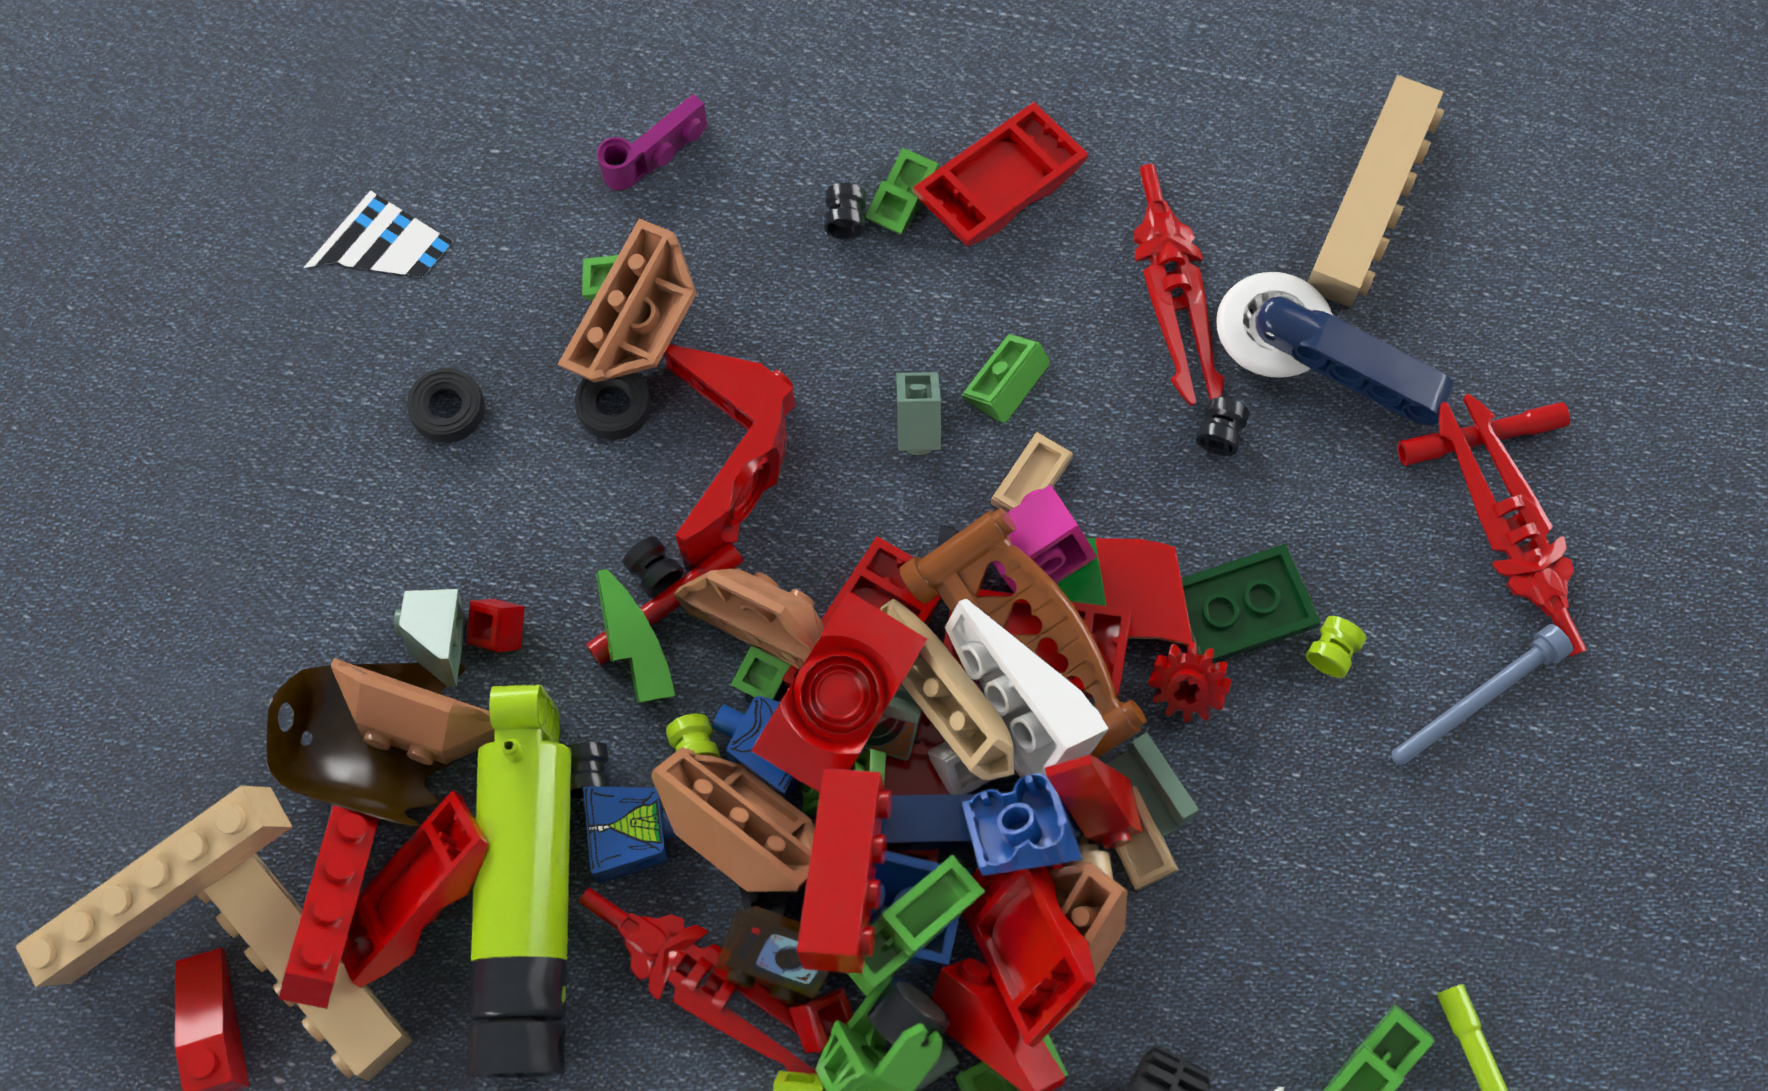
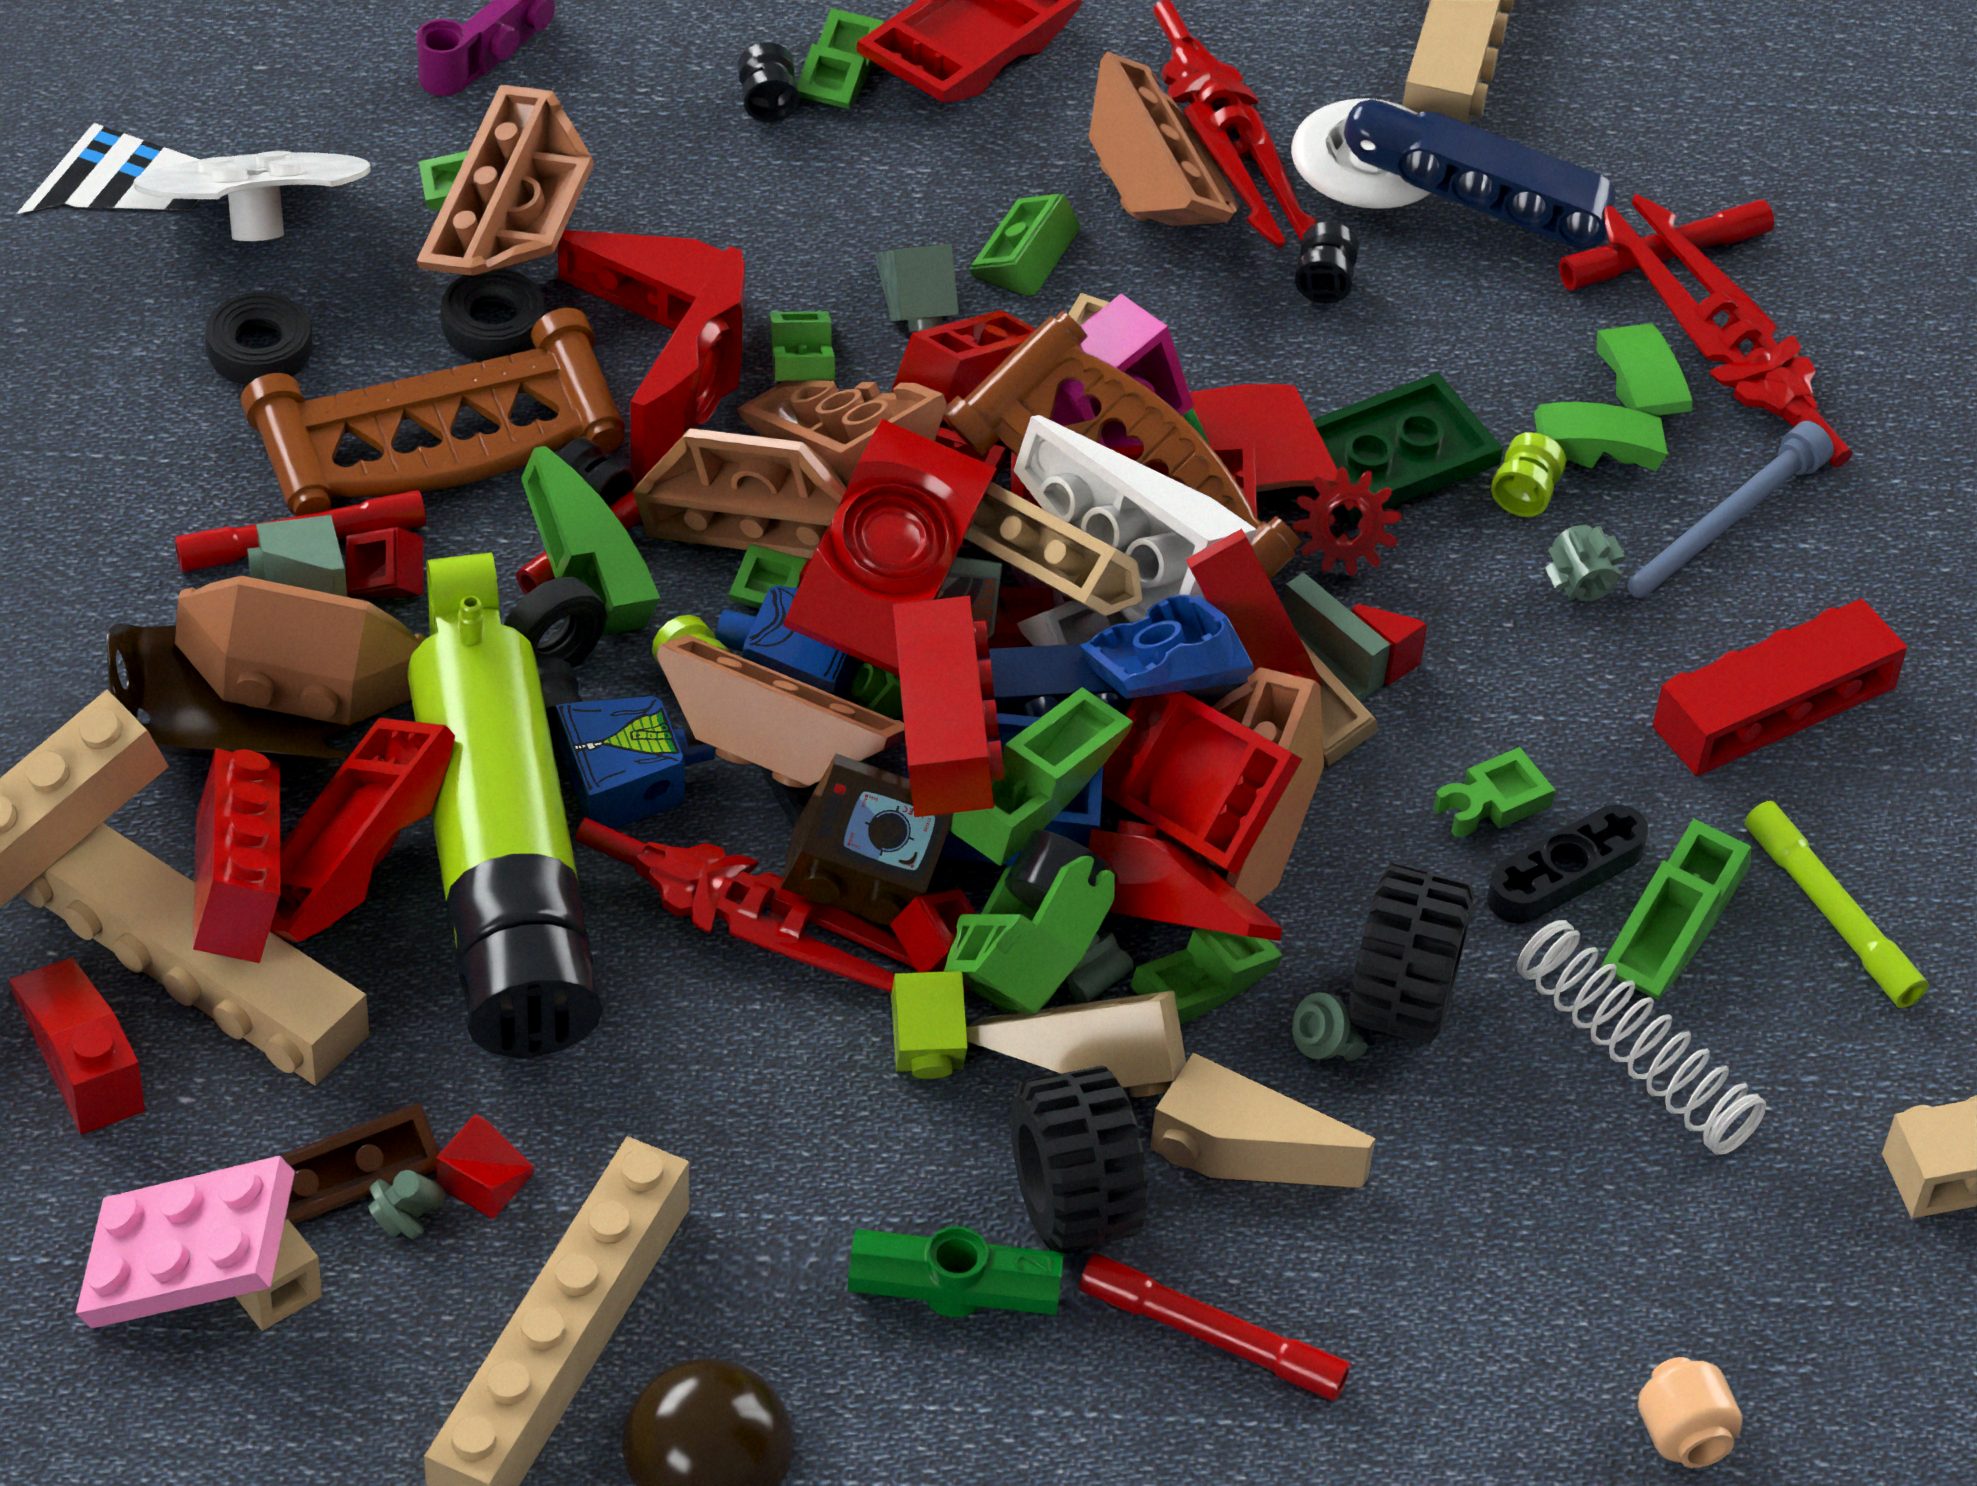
camera: 15 degrees left, 20 degrees down
(457, 270) = (251, 184): none -> white piece
(461, 497) = (307, 434): none -> dark orange piece
(492, 579) = (230, 544): none -> red piece
(595, 711) = (549, 604): none -> black tyre
(825, 459) = (802, 346): none -> bright green slope
(835, 554) = (842, 421): none -> nougat wedge
(939, 490) = (961, 353): none -> red slope
(1116, 313) = (1154, 150): none -> nougat wedge
(1203, 793) = (1404, 635): none -> red slope
(1259, 941) = (1500, 788): none -> bright green plate
(1321, 988) = (1556, 886): none -> black beam
(1362, 739) = (1585, 562): none -> sand green gear
(1394, 611) = (1593, 428): none -> bright green slope
(1444, 555) = (1645, 370): none -> bright green slope
(1486, 873) = (1778, 686): none -> red brick

